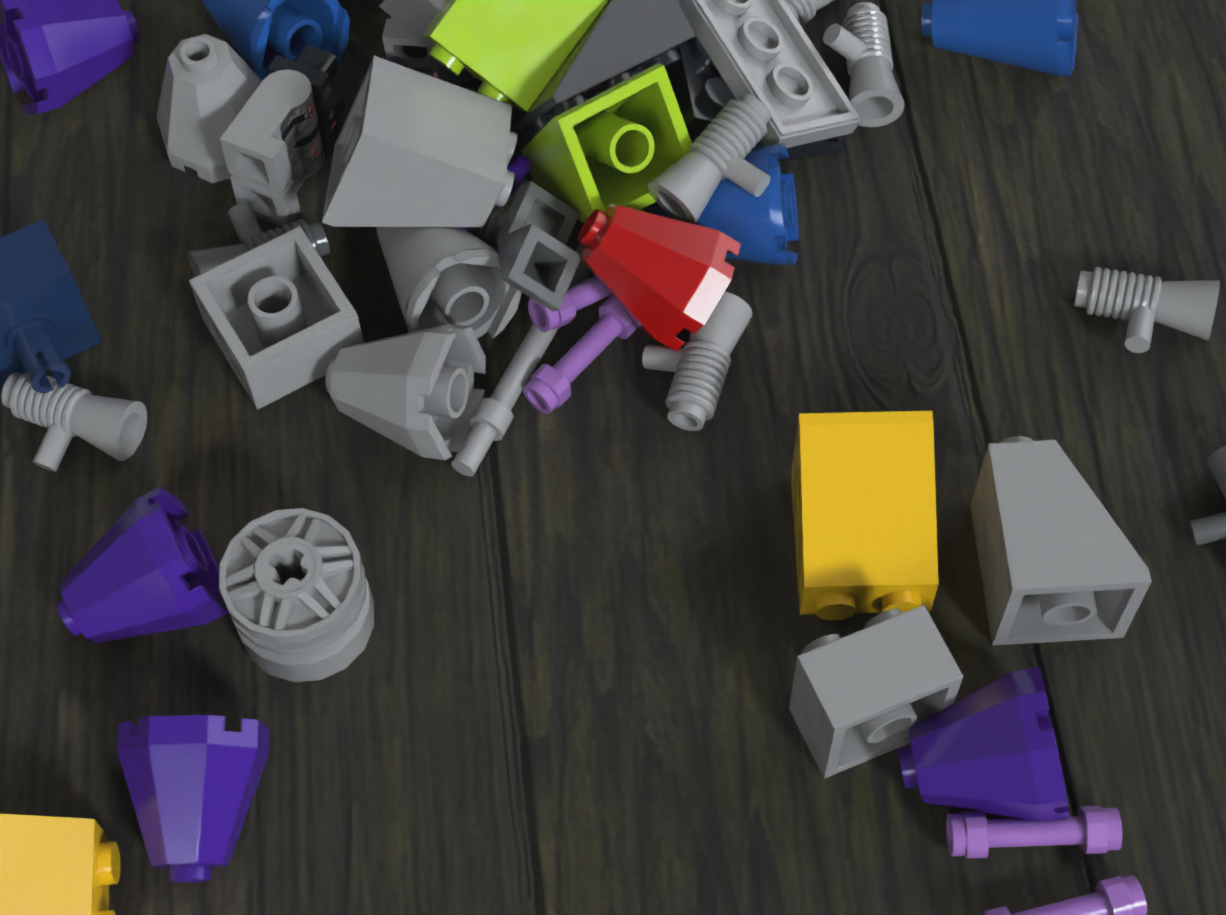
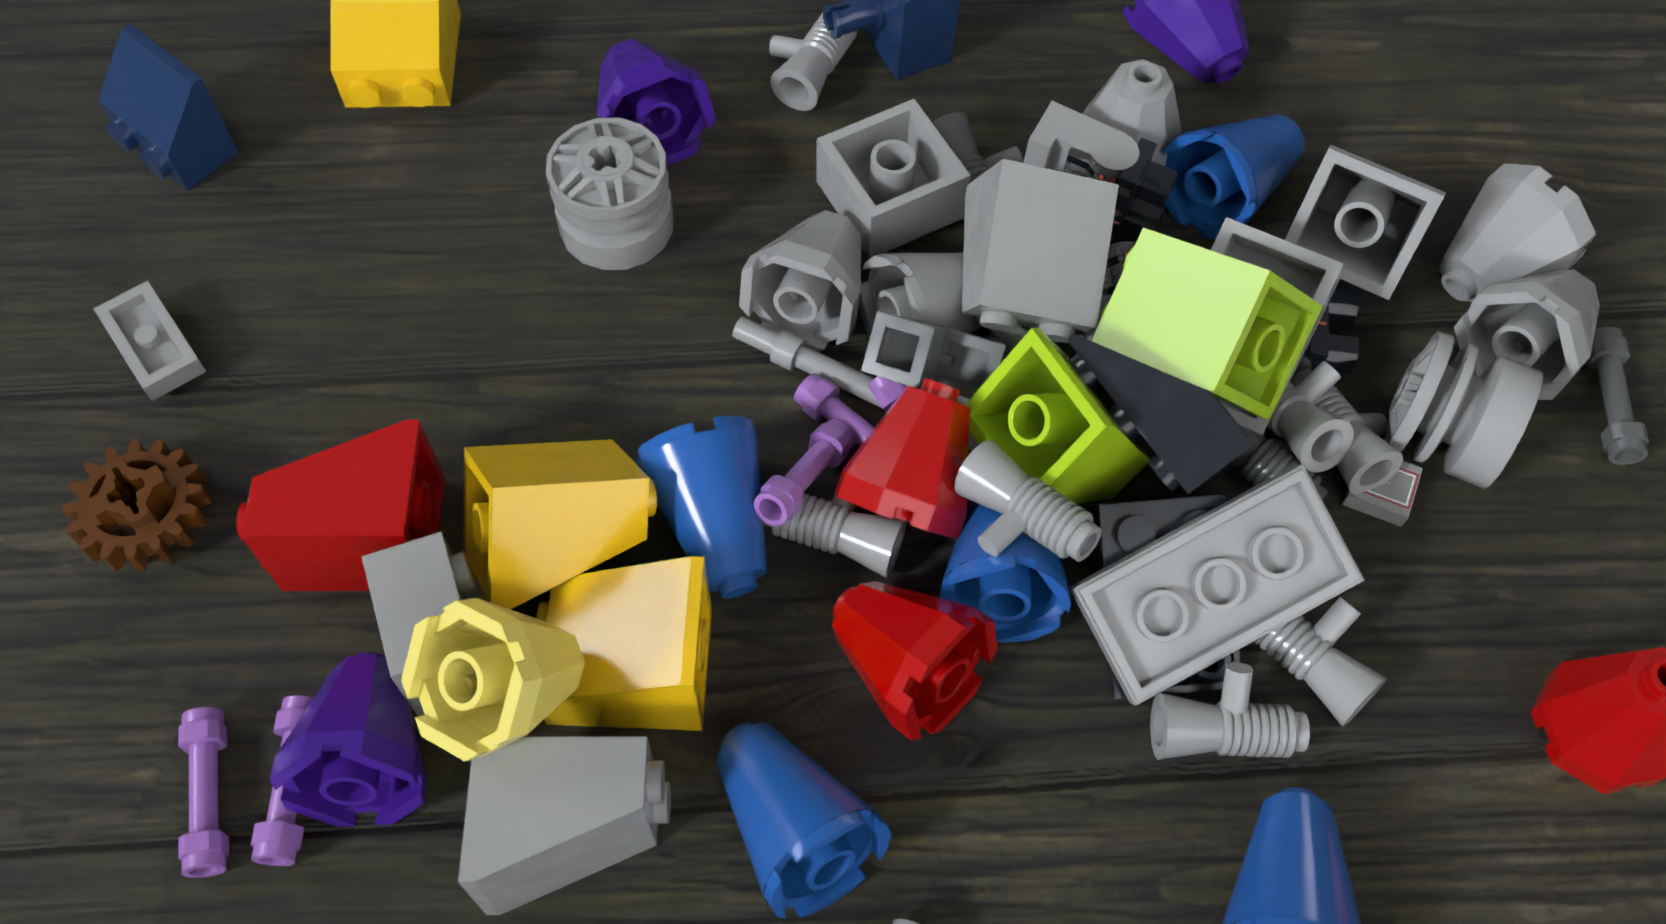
camera: 90 degrees right, 0 degrees up
(191, 787) = (462, 131): dark purple cone -> none
(690, 459) = (708, 498): none -> blue cone
(695, 385) = (783, 496): none -> medium lavender bar
(734, 595) = (549, 513): none -> yellow slope
(752, 792) = (343, 503): none -> red slope
(837, 281) = (913, 652): none -> red cone
(971, 560) = (487, 675): none -> light yellow cone
(1009, 365) = (796, 820): none -> blue cone

